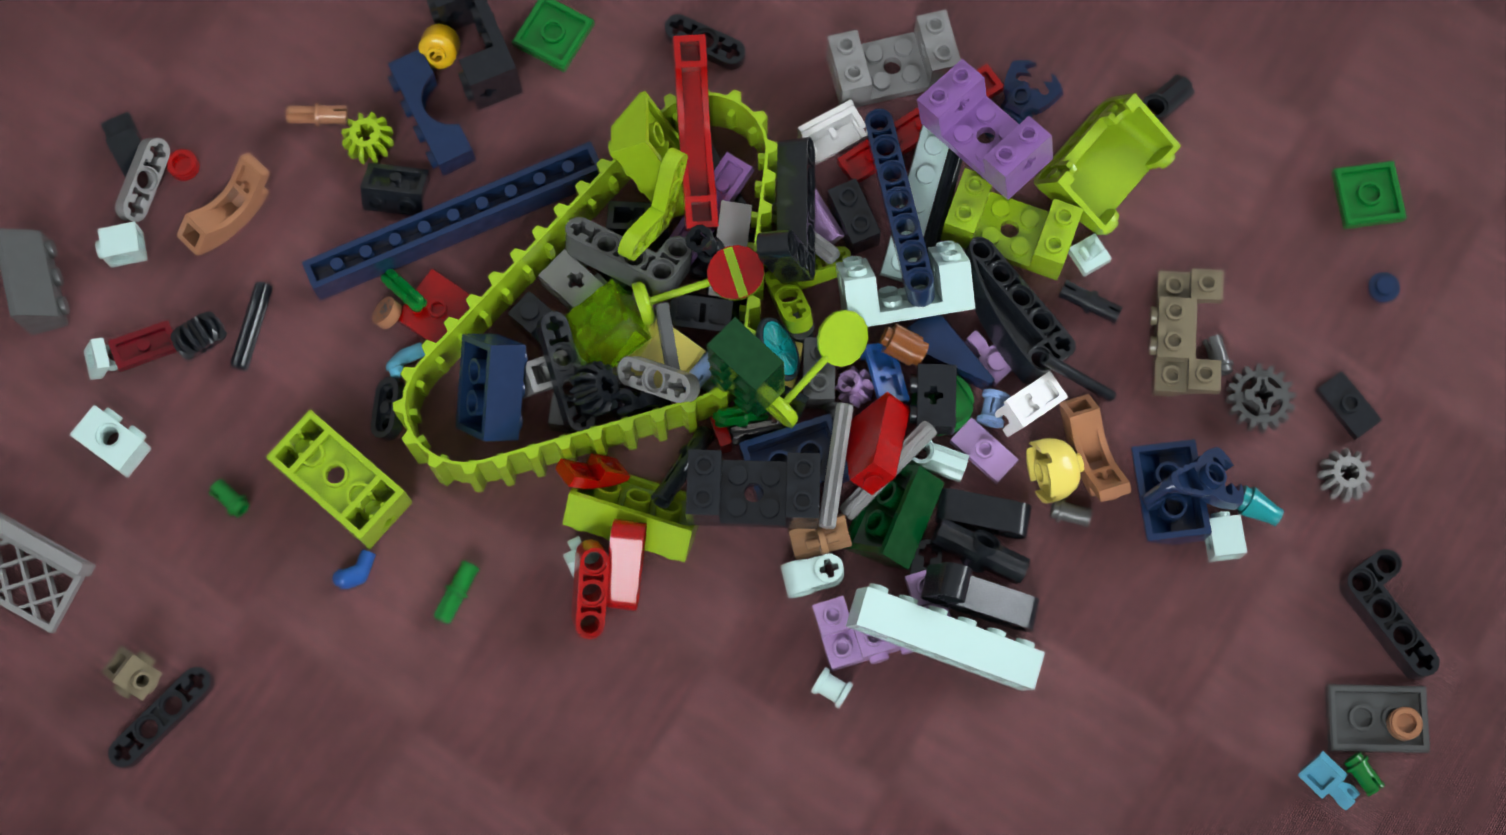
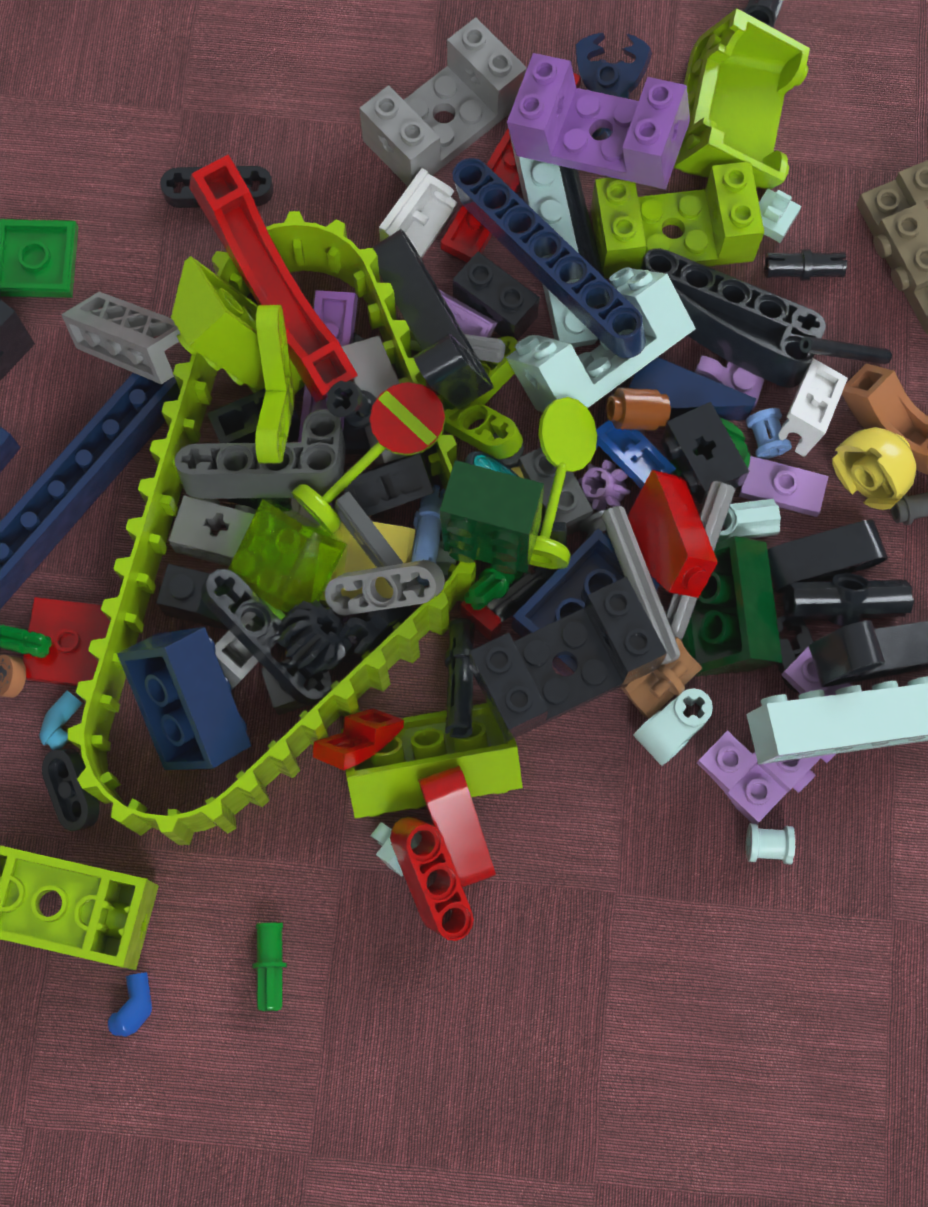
camera: 30 degrees left, 0 degrees up
(574, 121) = (123, 335): none -> light grey fence

